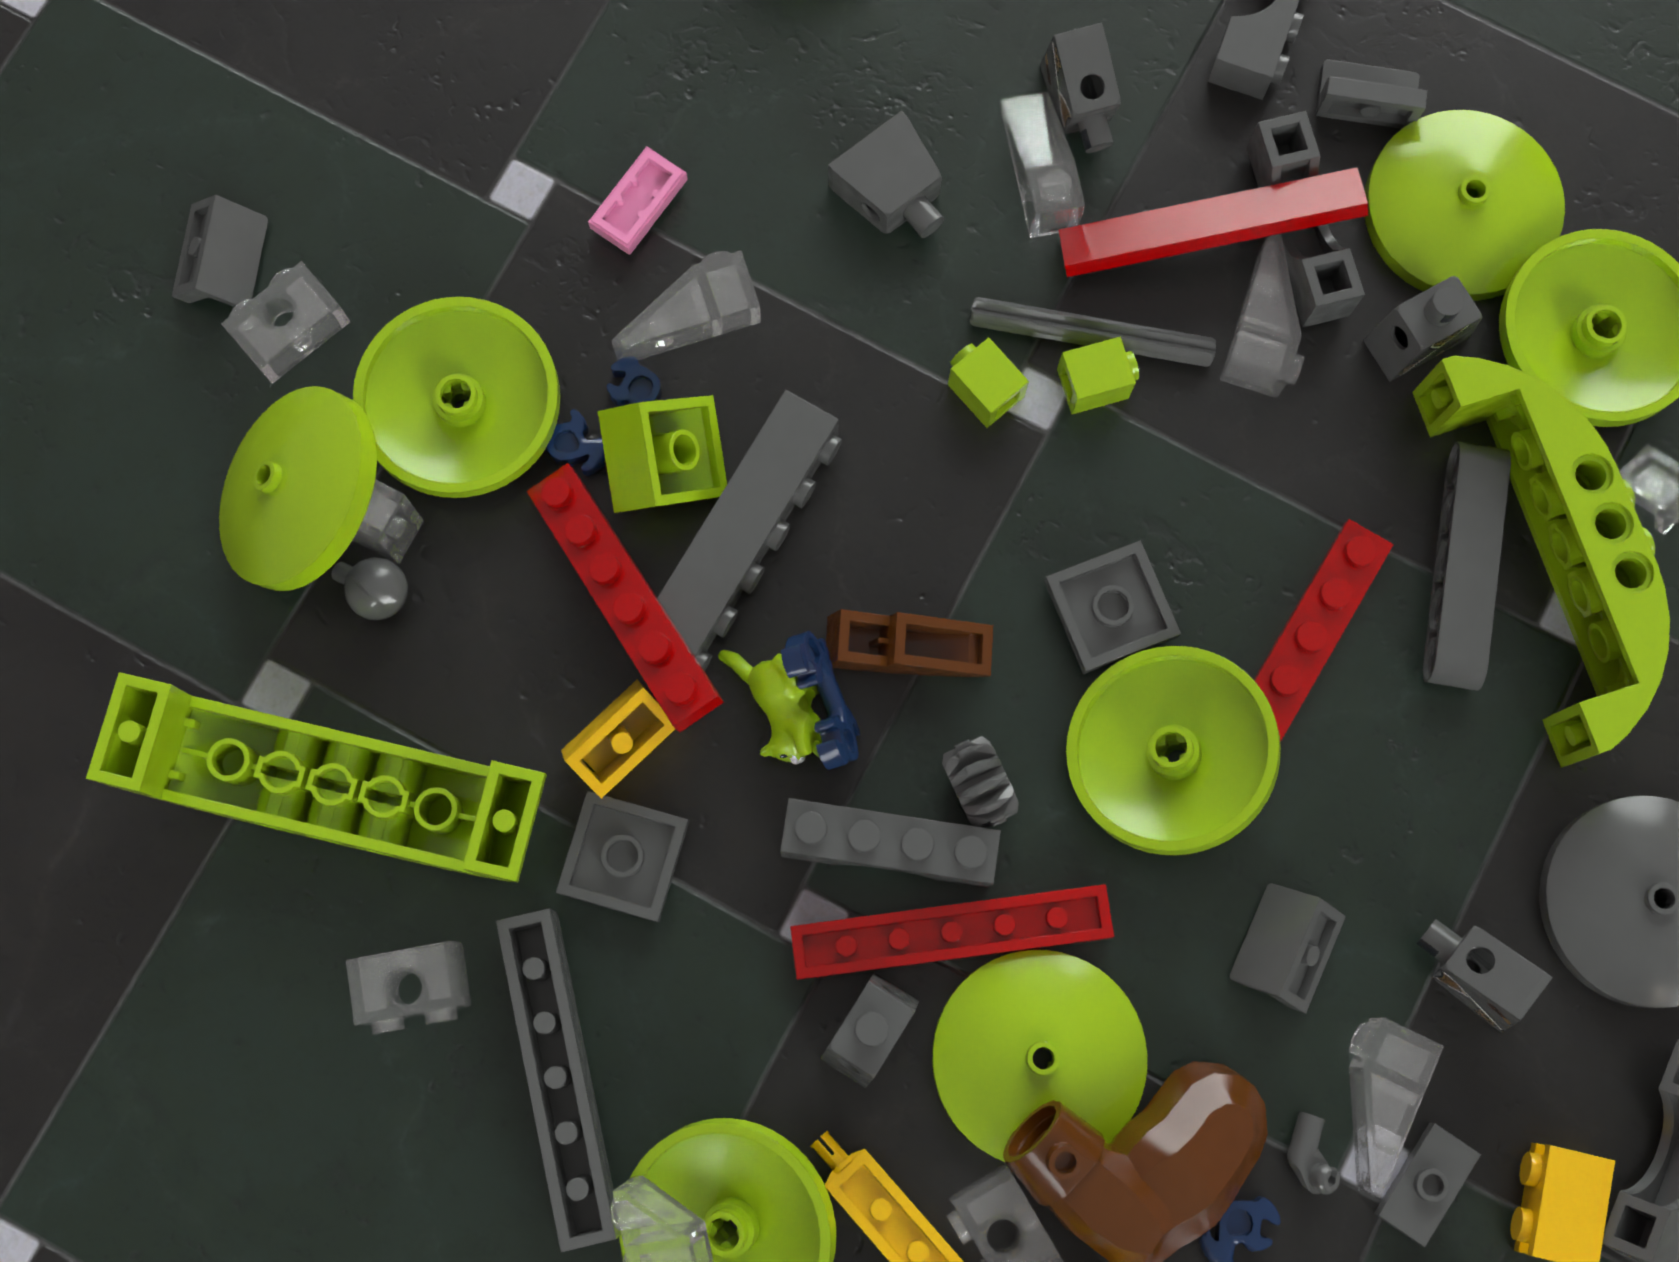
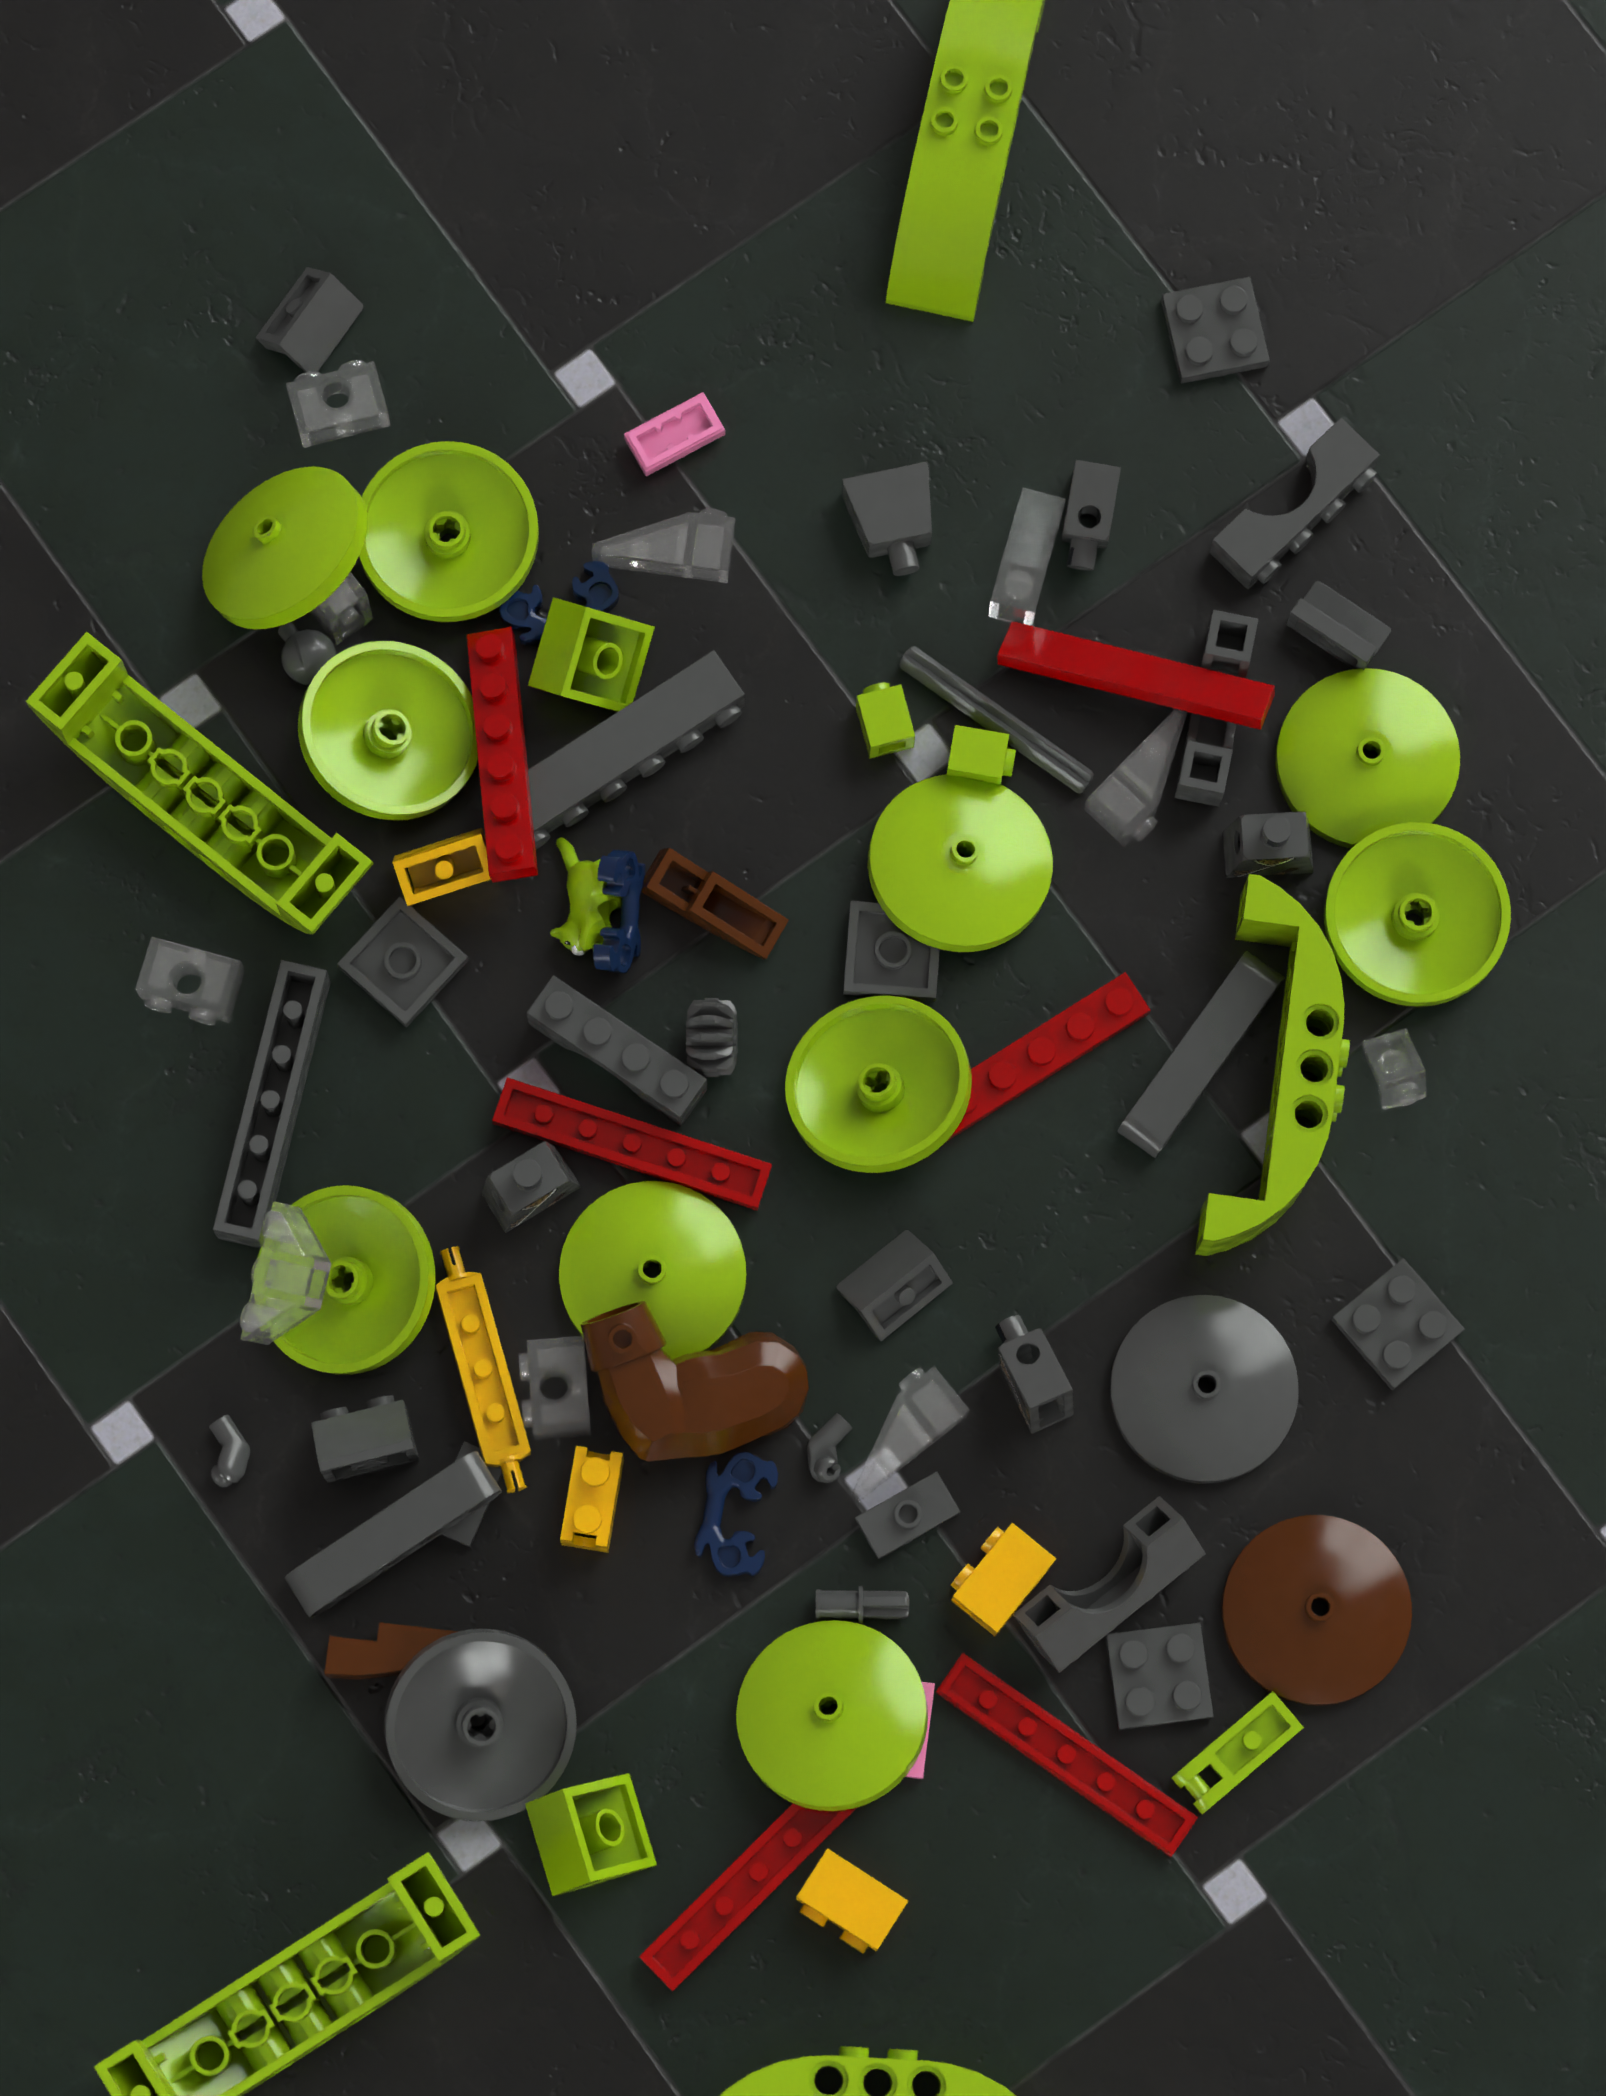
camera: 25 degrees right, 0 degrees up
(502, 585) = (396, 694): none -> lime dish
(1133, 488) = (952, 898): none -> lime dish

